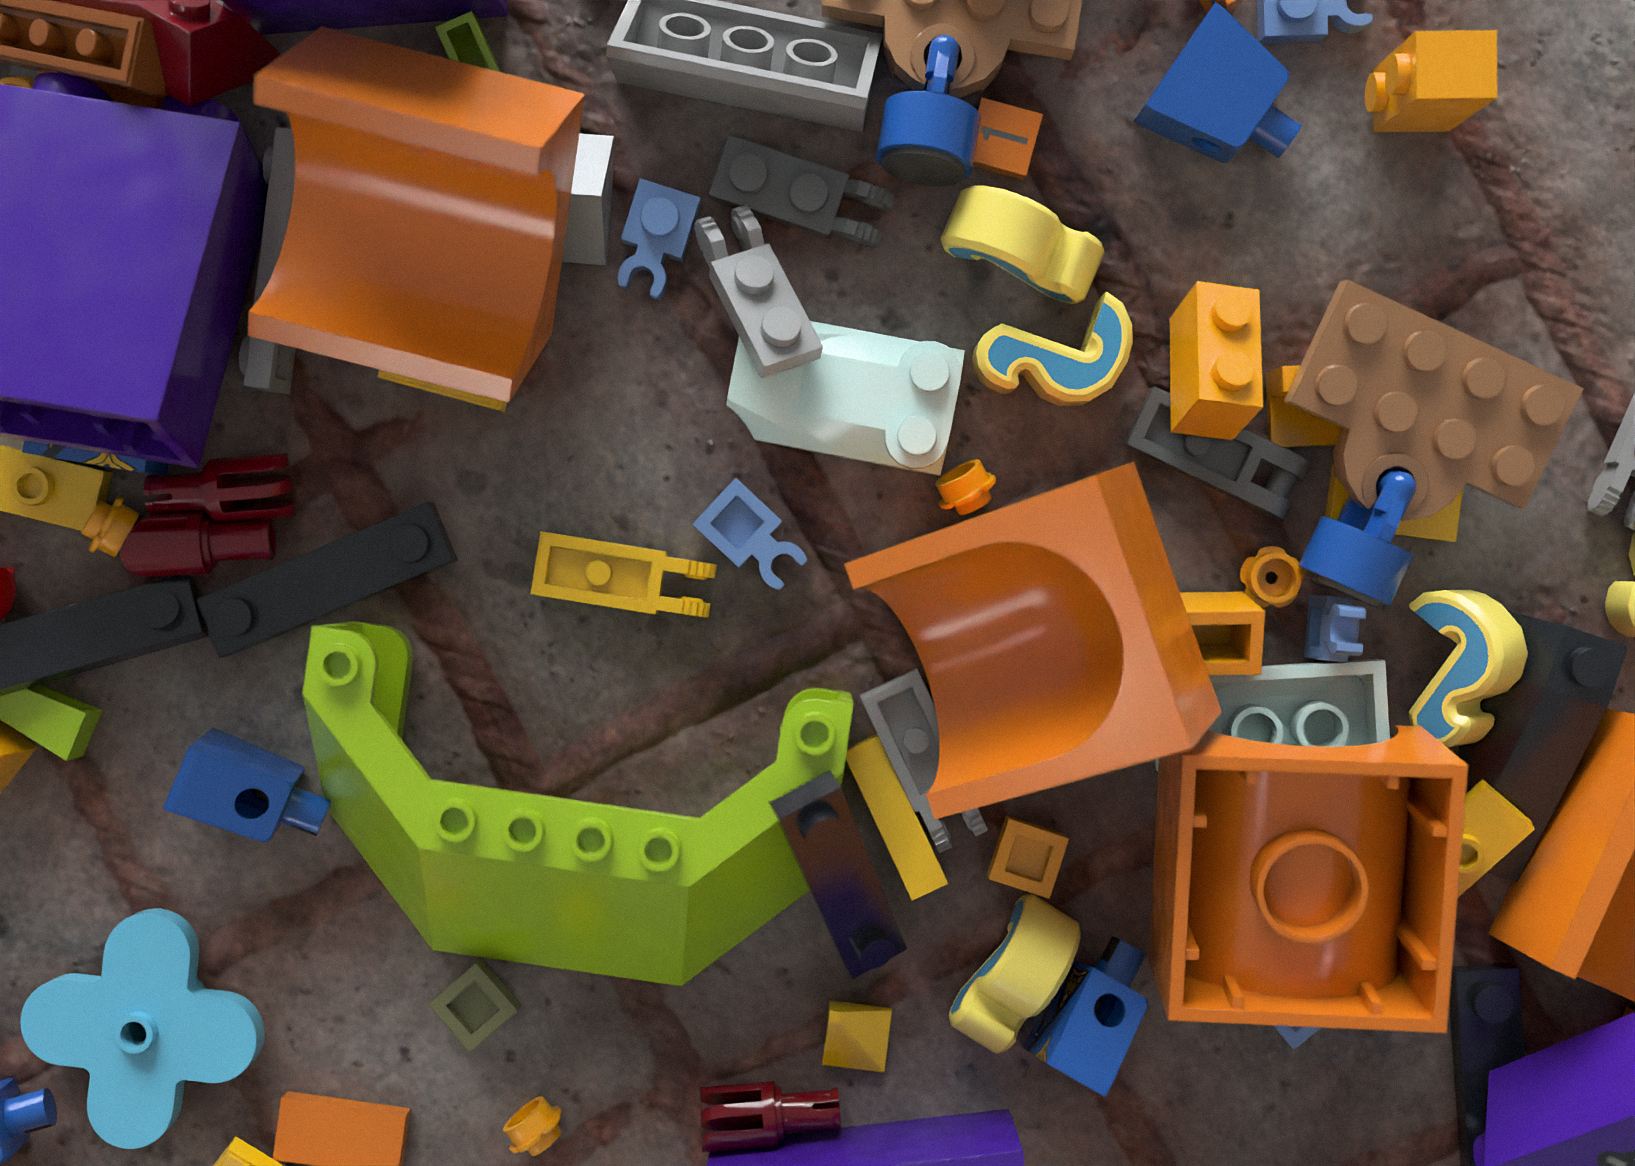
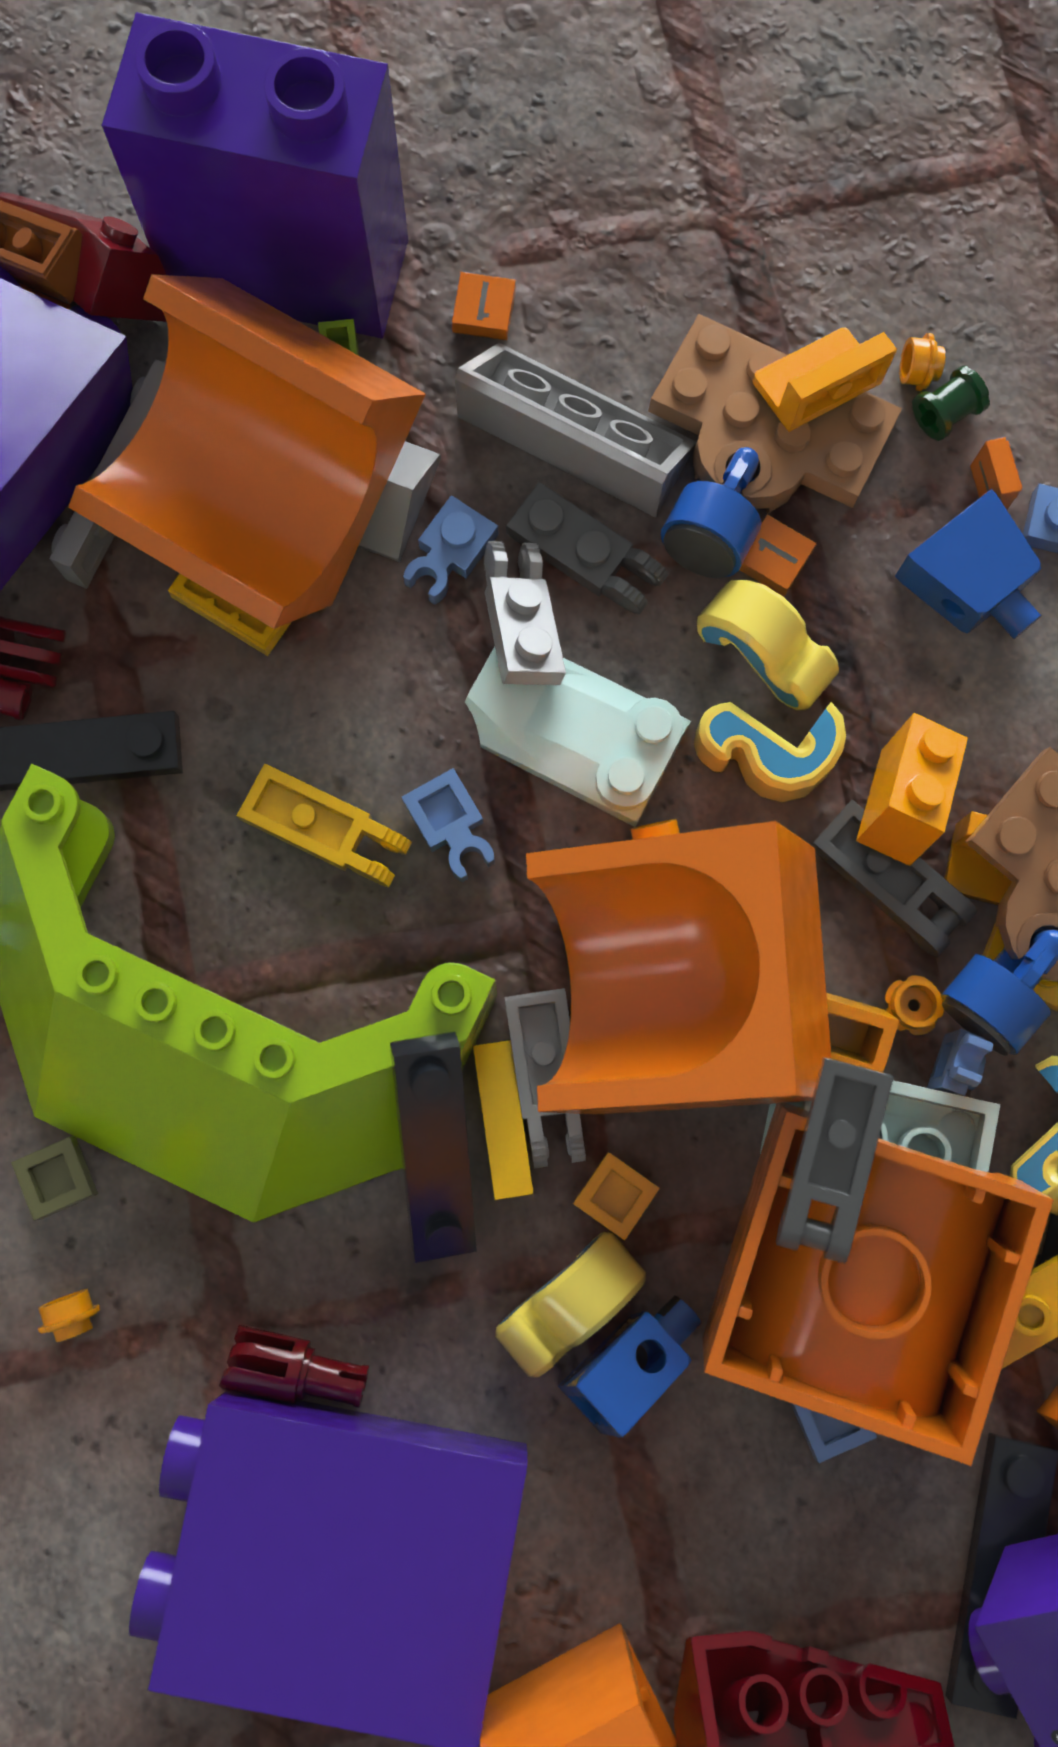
camera: 15 degrees right, 10 degrees down
(857, 1036) = (402, 1323): yellow slope -> none
(1244, 789) = (835, 1157): none -> dark grey plate

